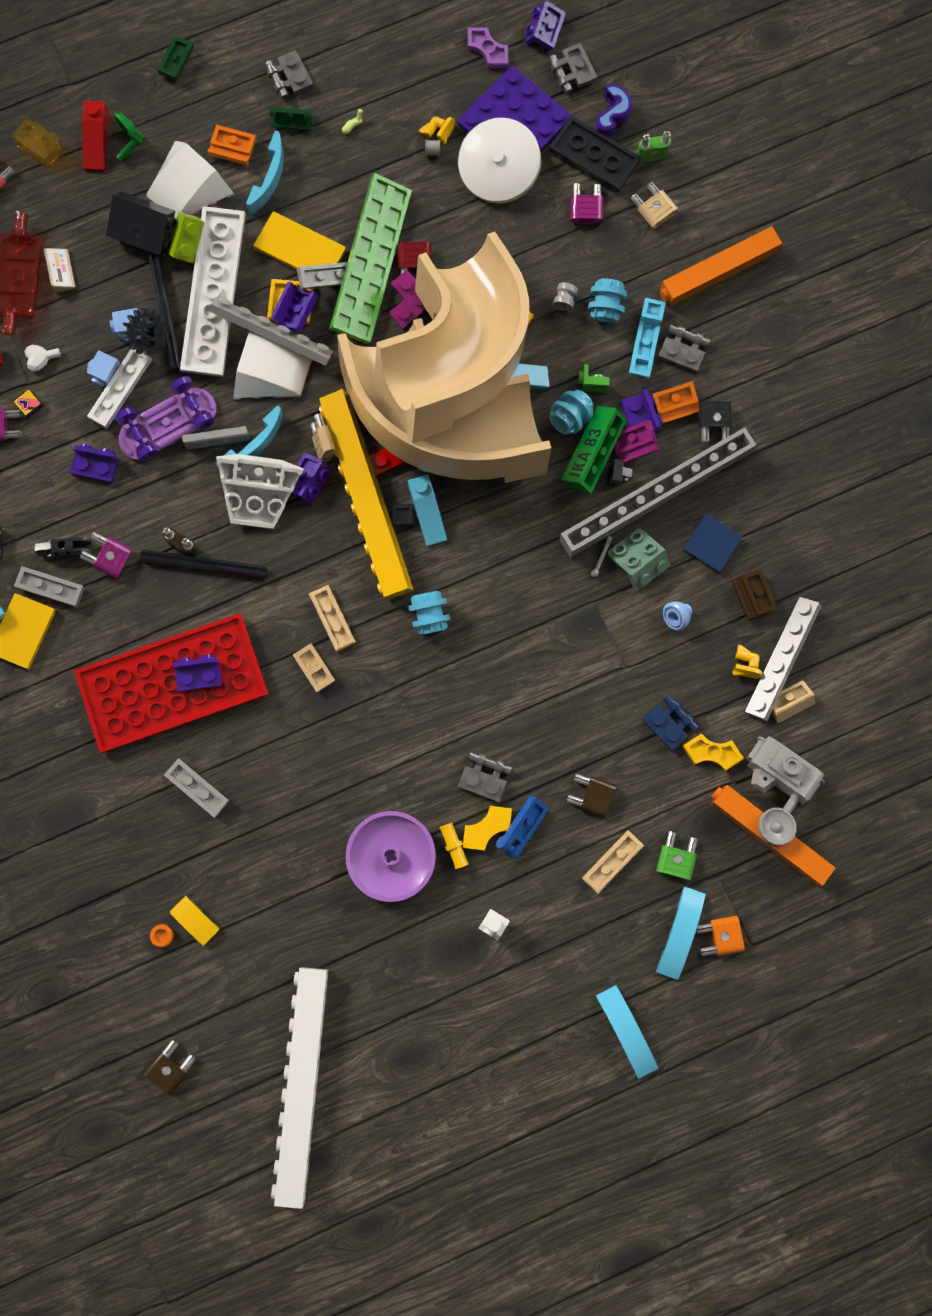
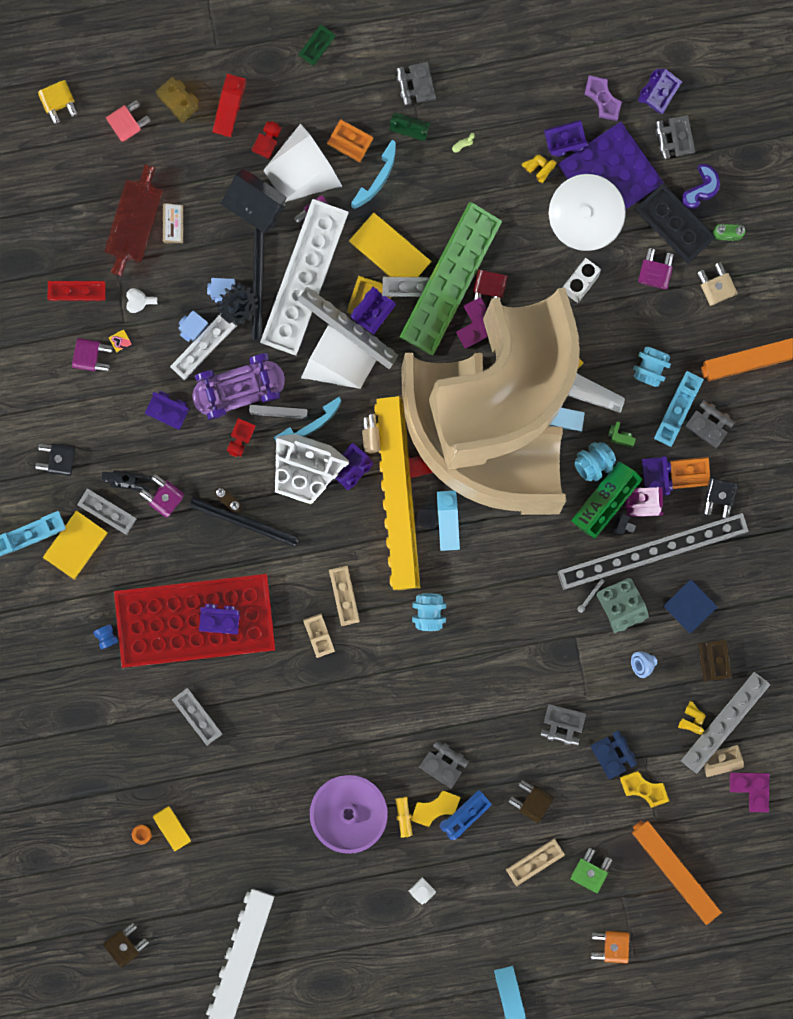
camera: 15 degrees right, 5 degrees up
(75, 723) = (105, 637): none -> blue wheel
(133, 133) = (265, 111): green piece -> none
(143, 168) = (265, 144): none -> red plate
(181, 469) = (242, 433): none -> red plate
(186, 237) = (291, 223): lime brick -> none
(432, 148) = (530, 184): light grey axle -> none
(457, 92) = (565, 138): none -> dark purple bracket
(518, 233) = (586, 286): none -> white piece
(554, 345) = (595, 394): none -> white wedge
(565, 296) = (615, 353): light grey wheel -> none
(606, 695) = (566, 719): none -> flat silver plate
(681, 933) = (578, 935): medium azure slope -> none
(788, 773) = (704, 825): light grey piece -> none
(835, 720) = (756, 785): none -> magenta plate

